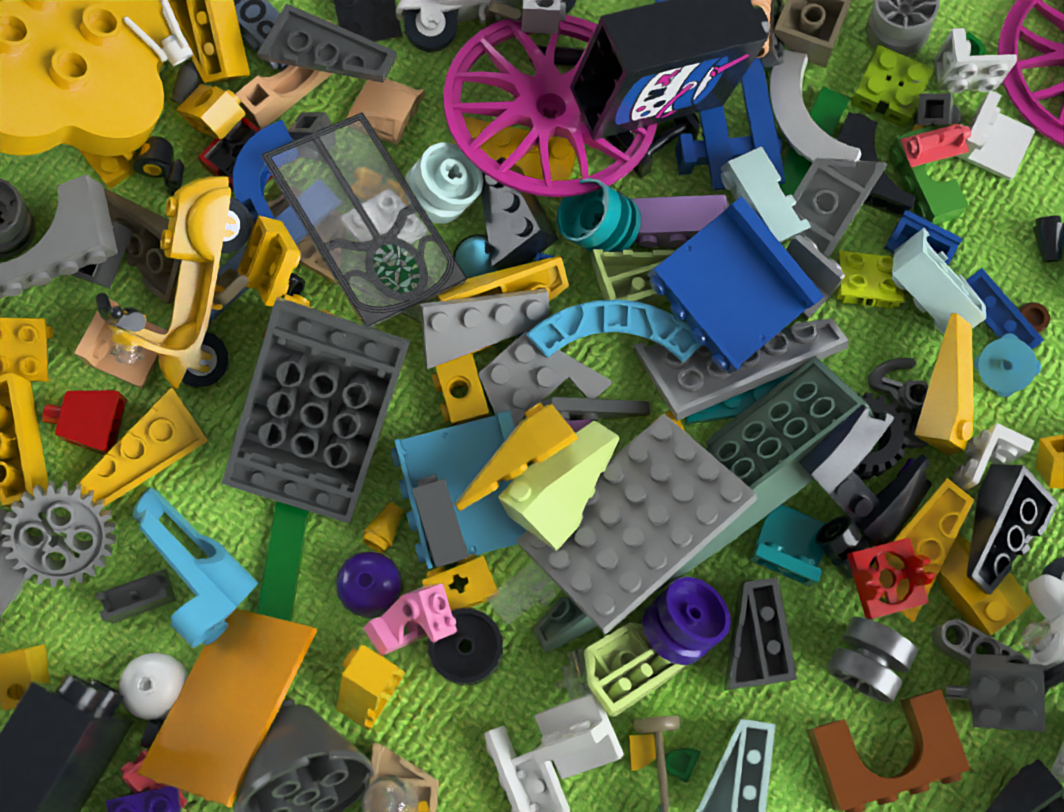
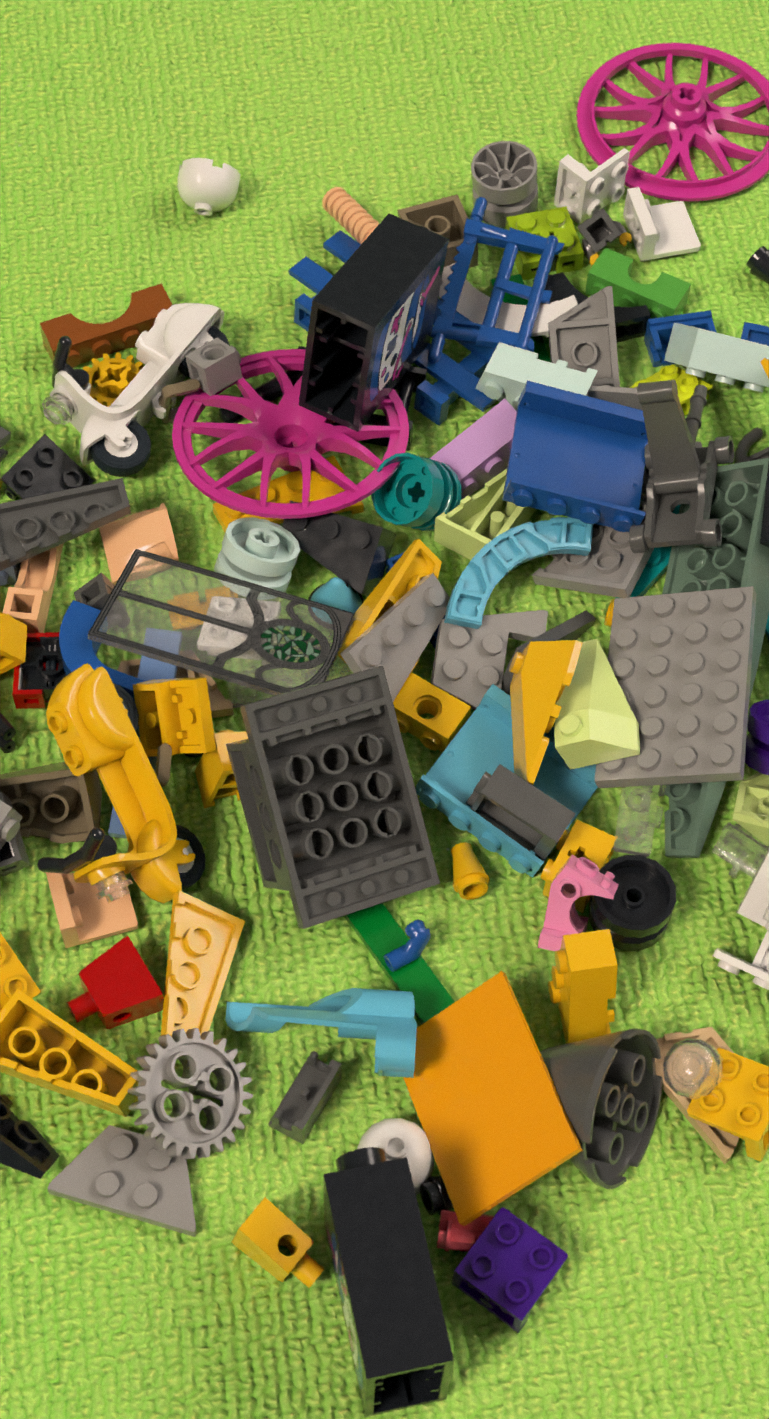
camera: 40 degrees left, 15 degrees down
(289, 552) = (412, 949): none -> blue arm
(368, 584) = (498, 926): dark purple cylinder -> none
(795, 357) = (678, 471): none -> dark grey piece
(855, 69) = (486, 333): none -> blue piece
(936, 144) = (626, 254): coral hinge -> none

